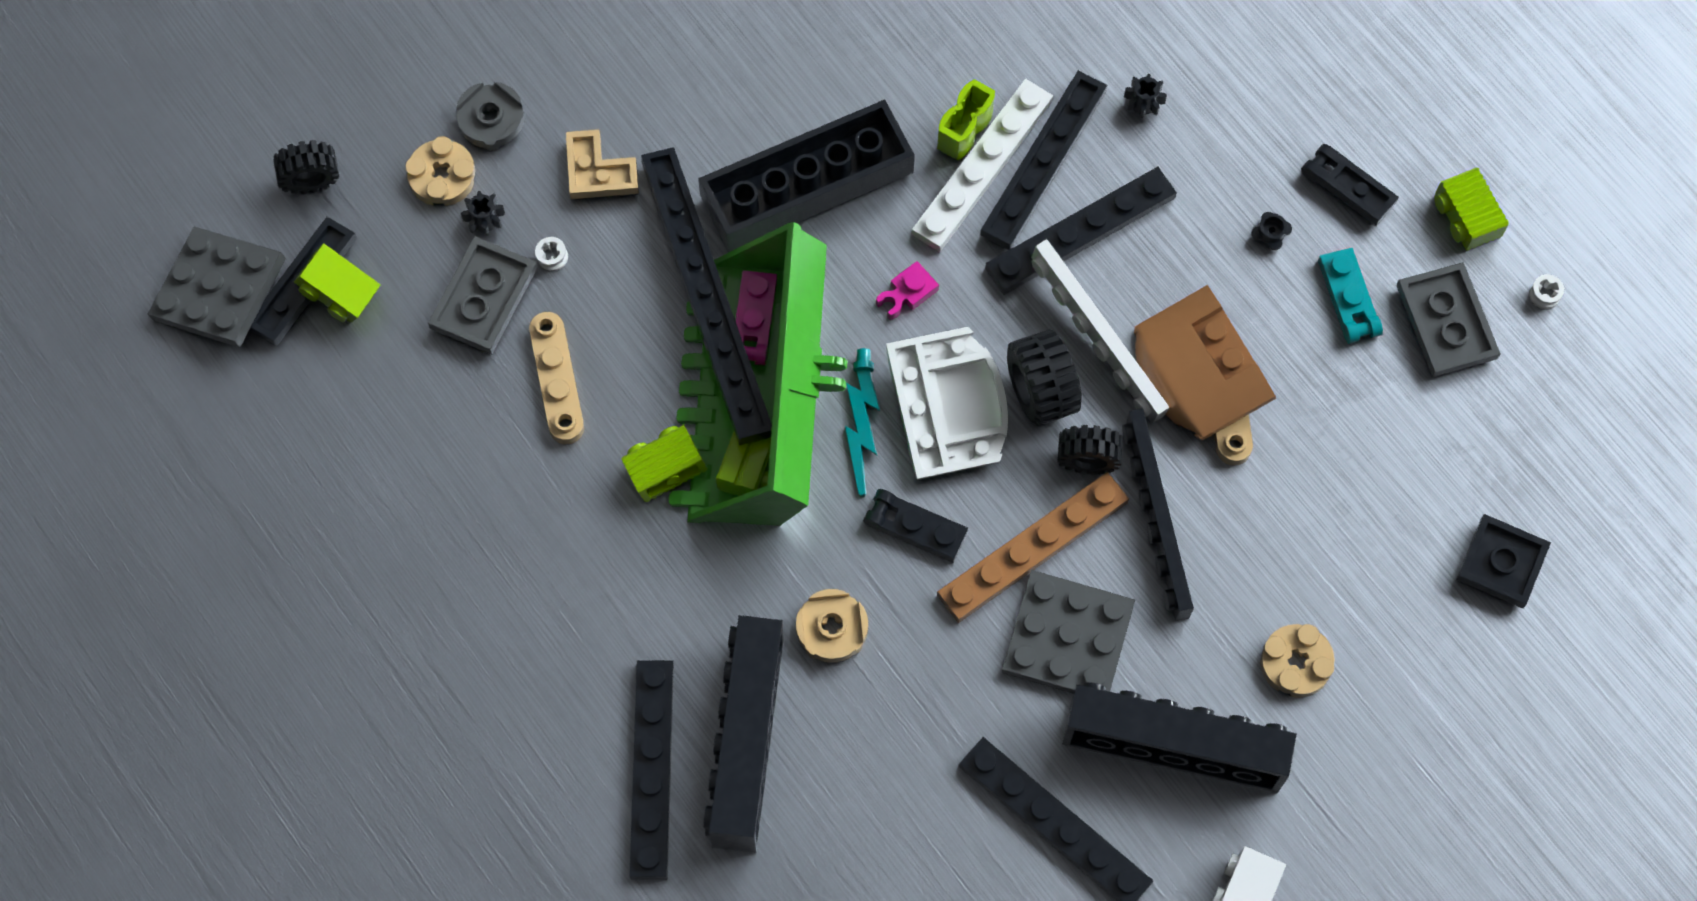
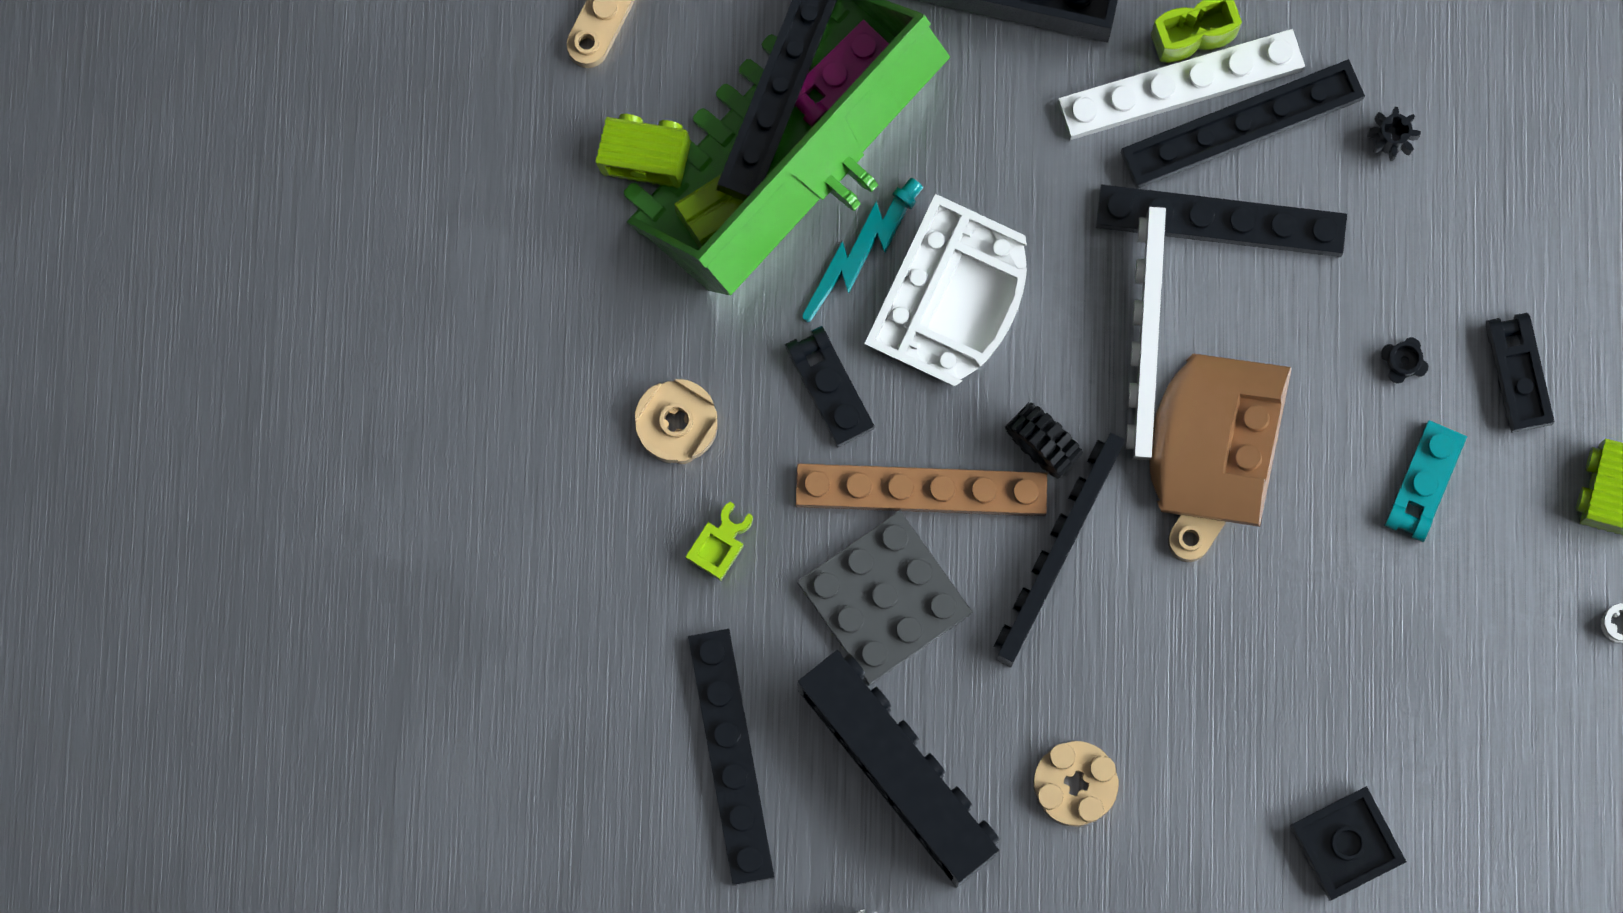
camera: 40 degrees right, 10 degrees up
(652, 770) = (413, 427): black plate -> none
(746, 734) = (514, 461): black brick -> none
(910, 288) = (1013, 155): dark pink plate -> none
(929, 688) = (717, 547): none -> lime plate
(1044, 377) = (1055, 339): black tyre -> none
(1448, 319) = (1498, 576): dark grey plate -> none

